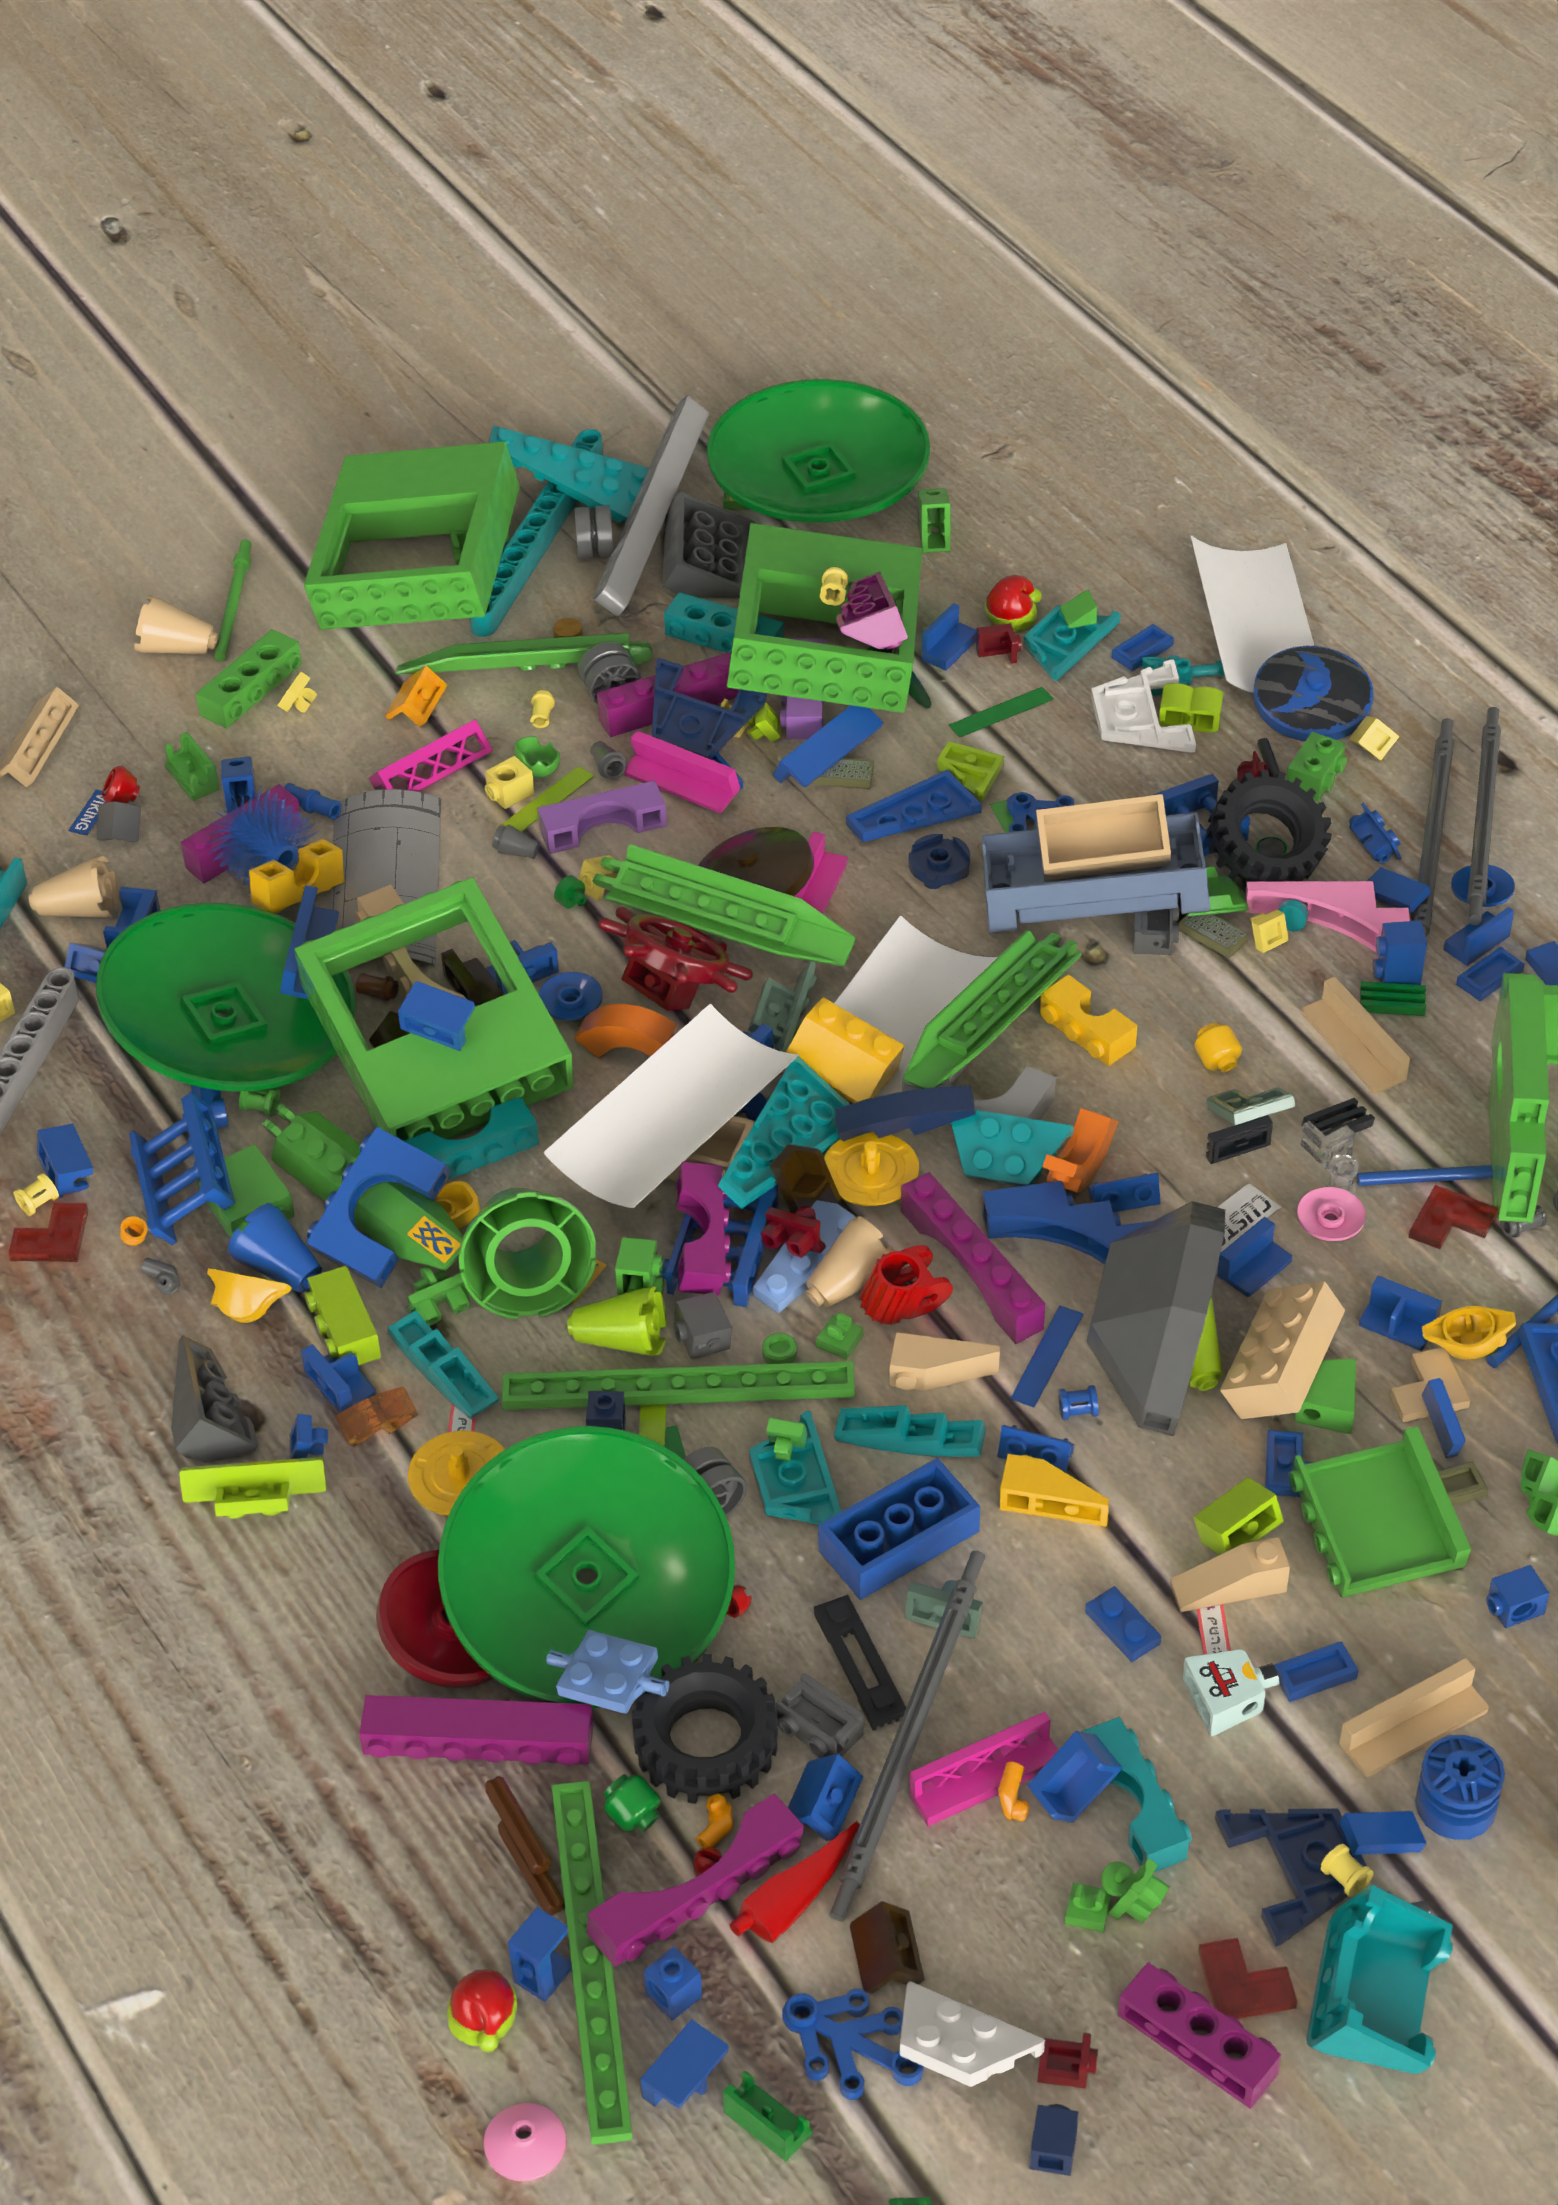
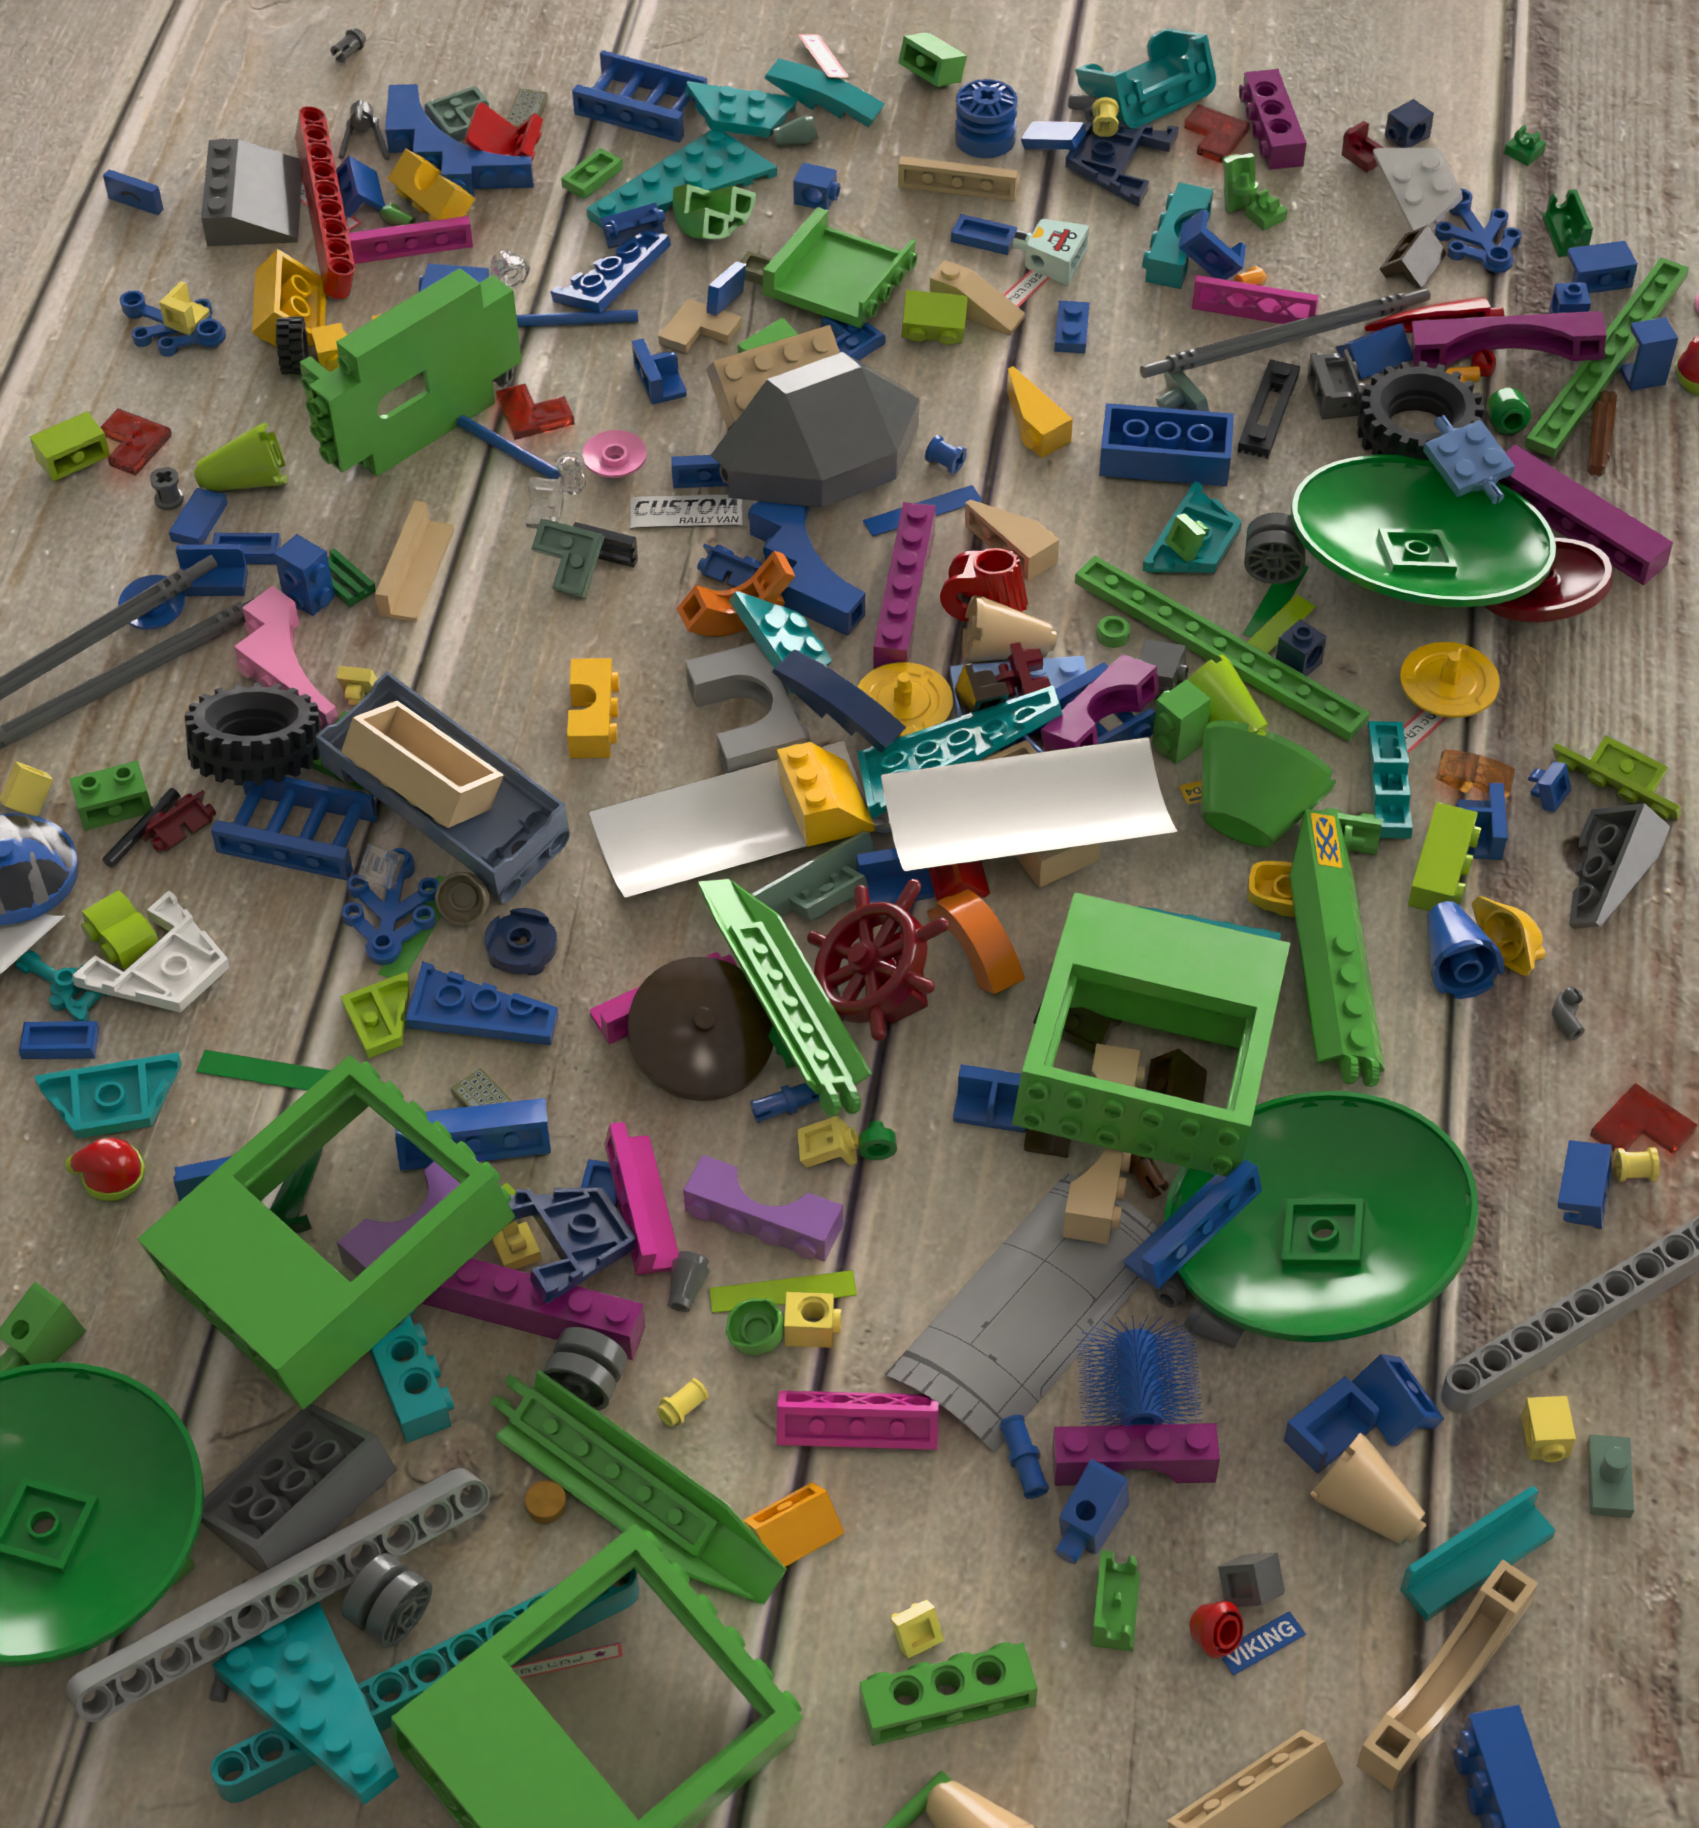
camera: 140 degrees left, 5 degrees up
(136, 1227) = (1568, 1066): light orange hinge -> none
(209, 1167) = (1458, 1067): blue fence -> none
(252, 1186) = (1442, 1032): bright green brick -> none
(279, 887) = (1169, 1305): yellow arch -> none
(380, 1161) = (1387, 909): blue arch -> none
(435, 1015) = (1179, 965): blue panel -> none
(514, 842) = (874, 1247): dark grey cone -> none
(571, 995) = (988, 1017): blue dish -> none
(834, 585) = (312, 1194): light yellow bush -> none
(839, 1336) = (1059, 610): bright green tile -> none
(872, 614) = (323, 1125): wedge -> none
(907, 1433) = (1083, 513): teal slope -> none
(988, 1007) = (664, 741): bright green hinge -> none
(997, 641) = (175, 1135): dark red bracket -> none
(1036, 1445) = (1000, 440): blue hinge -> none
(1080, 610) = (73, 1092): bright green slope -> none
(1218, 1047) = (525, 618): yellow head -> none
(1295, 914) = (320, 682): teal tile -> none
(1336, 1115) = (514, 514): black tile -> none
(1382, 842) = (163, 695): blue hinge -> none
(1398, 889) = (217, 645): blue tile -> none
(1470, 1331) = (640, 313): yellow hat -> none

